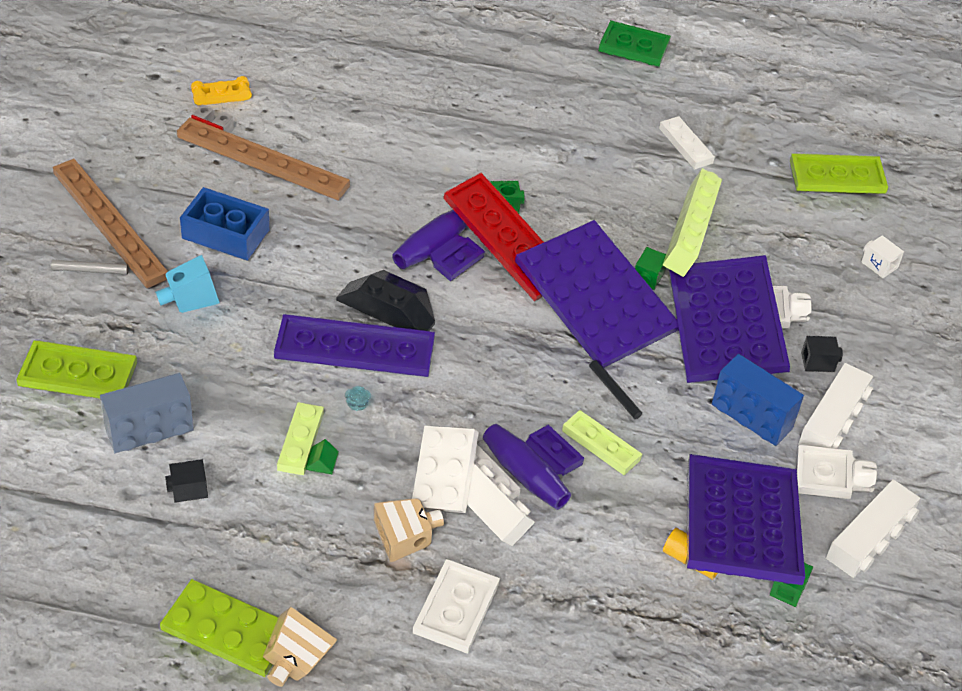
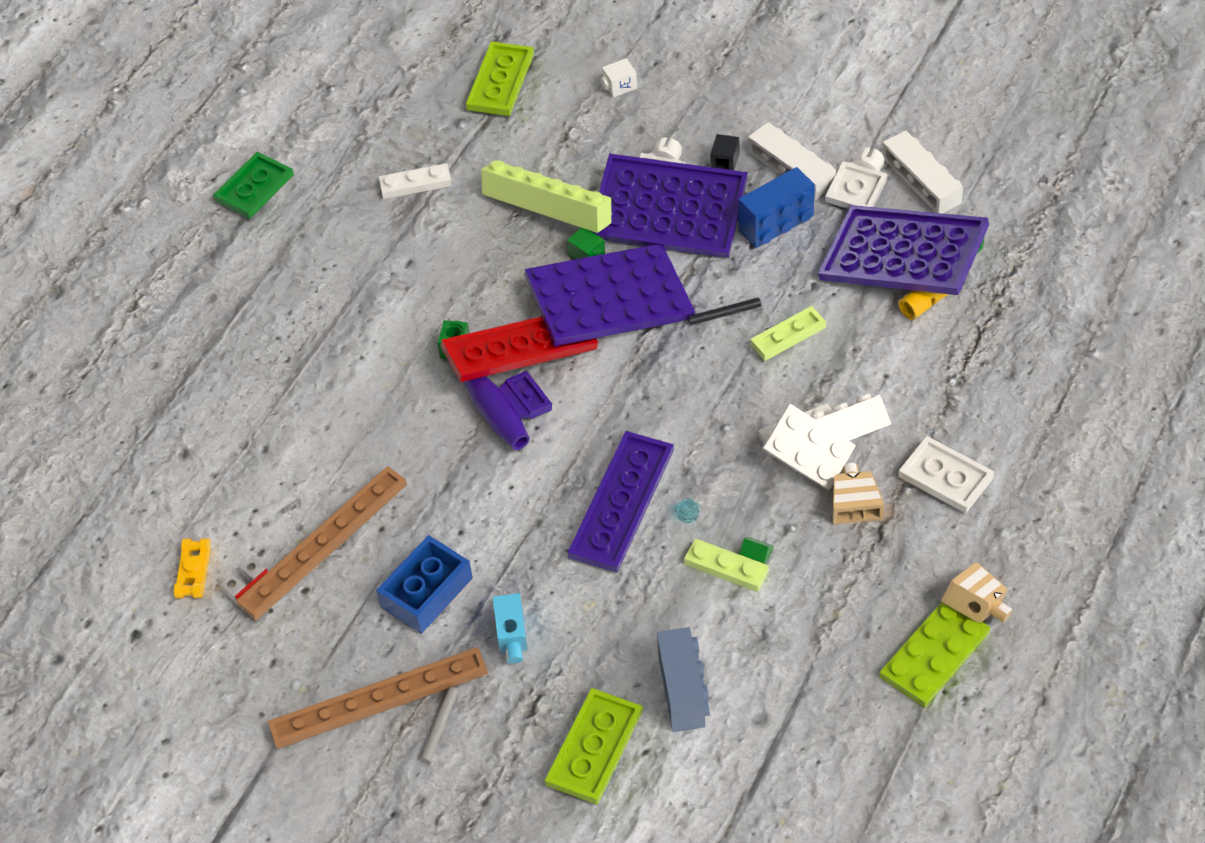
camera: 65 degrees left, 5 degrees up
(187, 481) = (764, 660): black brick -> none
(390, 300) = (566, 463): black wedge -> none
(536, 461) = (802, 383): dark purple plate -> none

